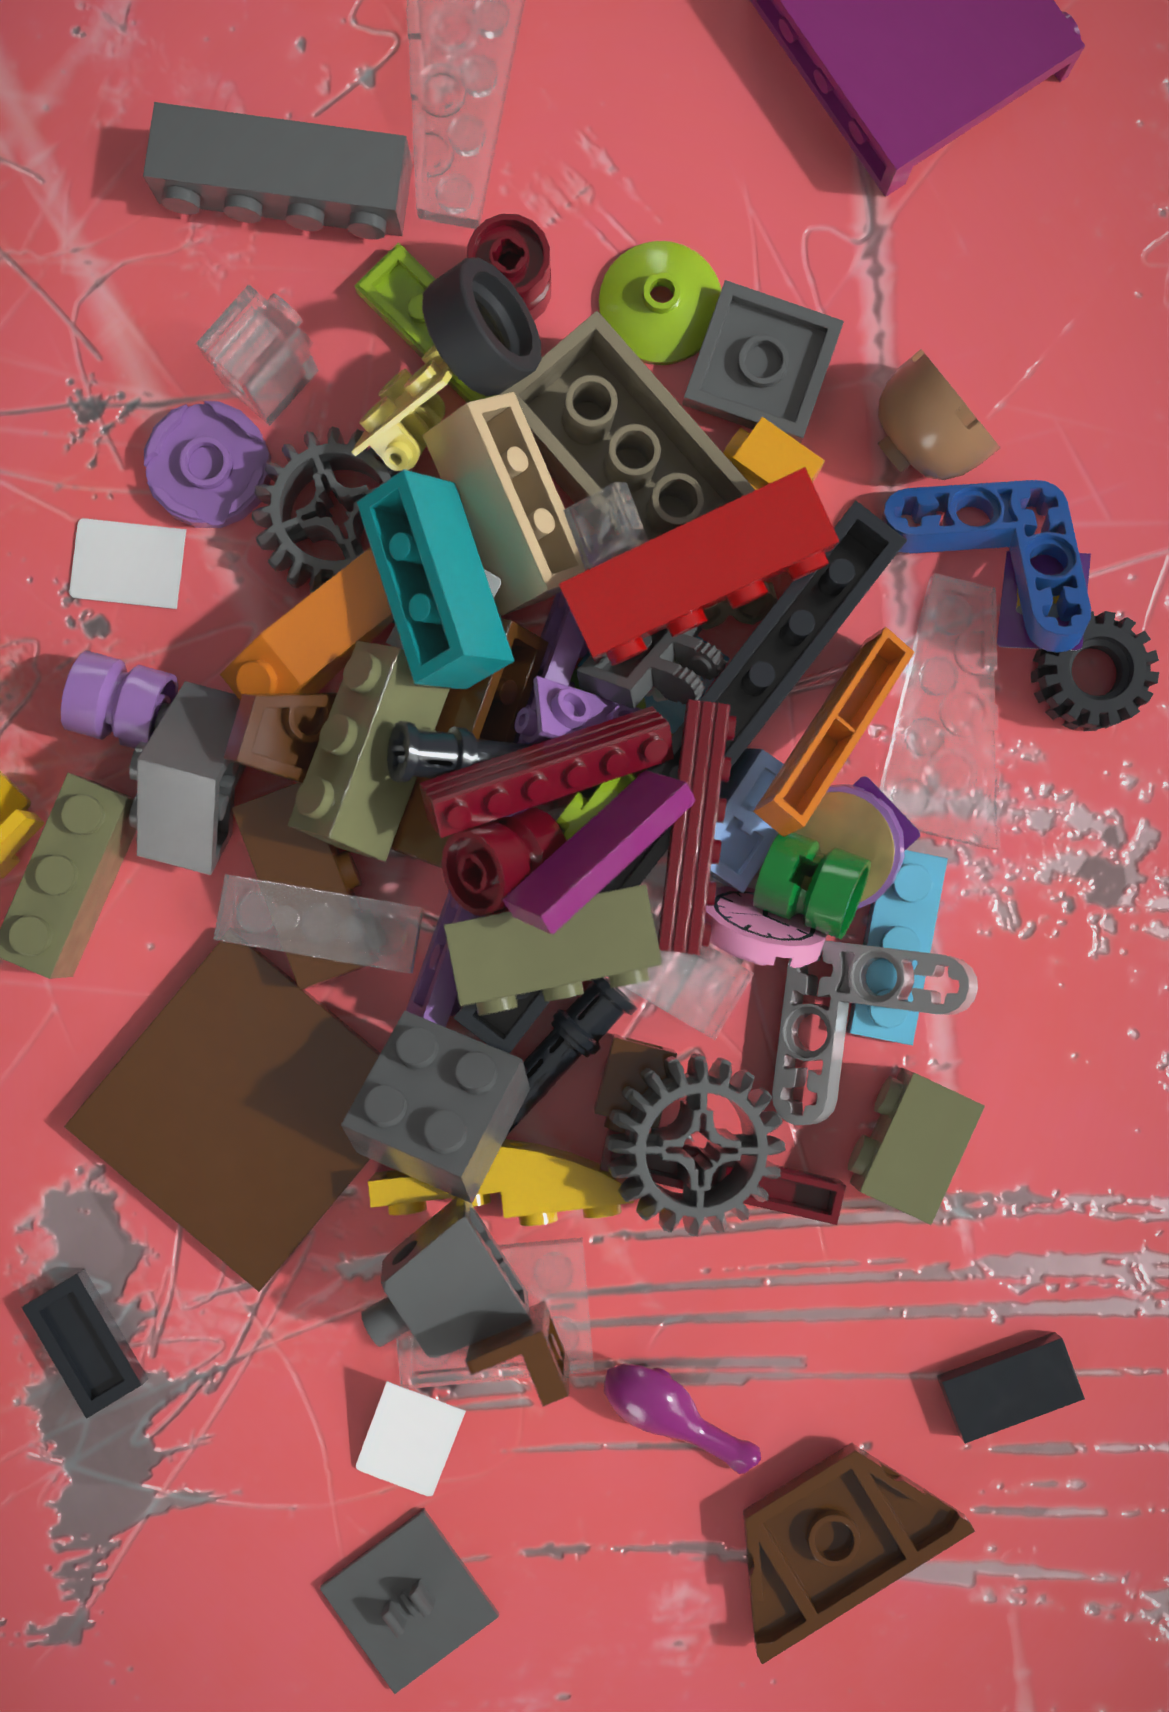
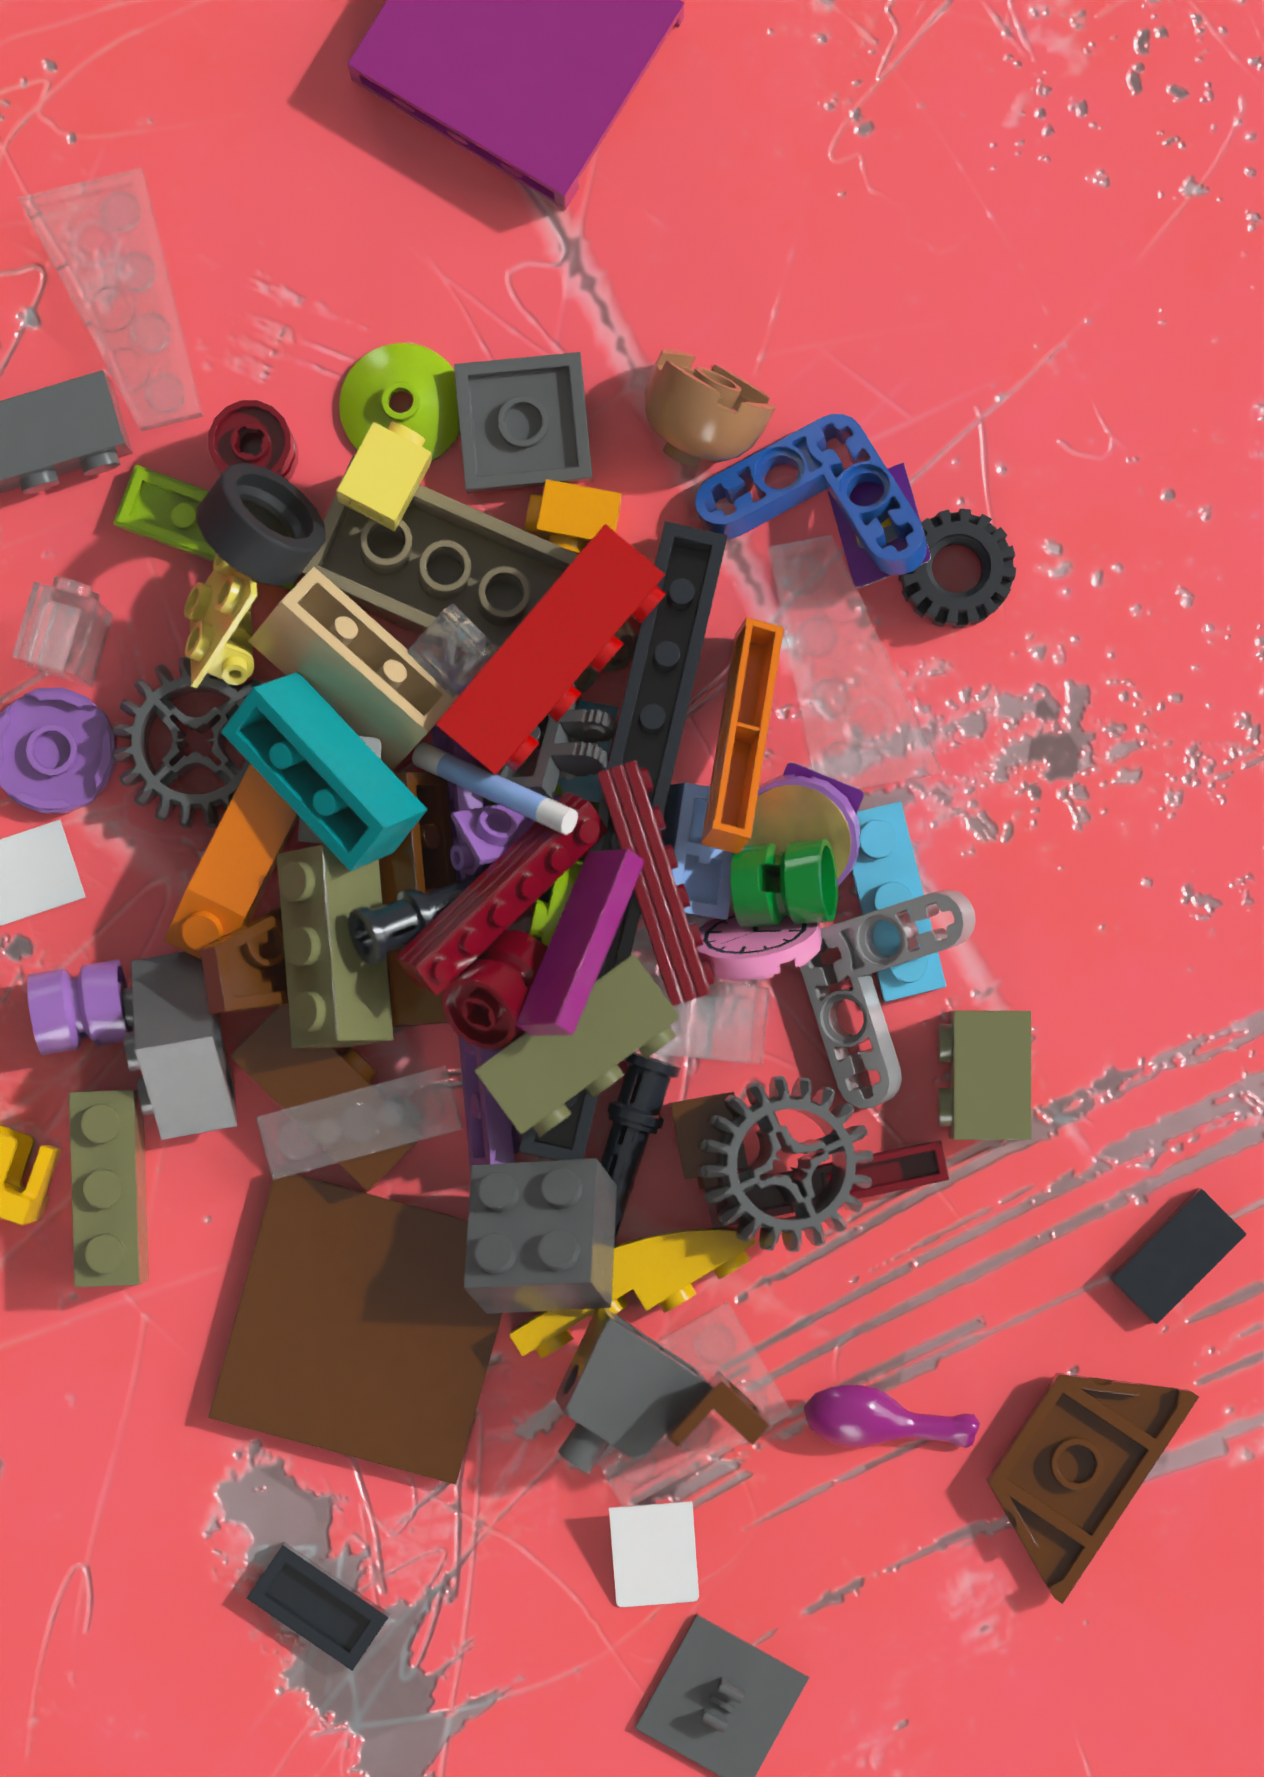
camera: 25 degrees left, 0 degrees up
(587, 673) = (495, 788): none -> light blue bar
(618, 334) = (385, 473): none -> light yellow brick

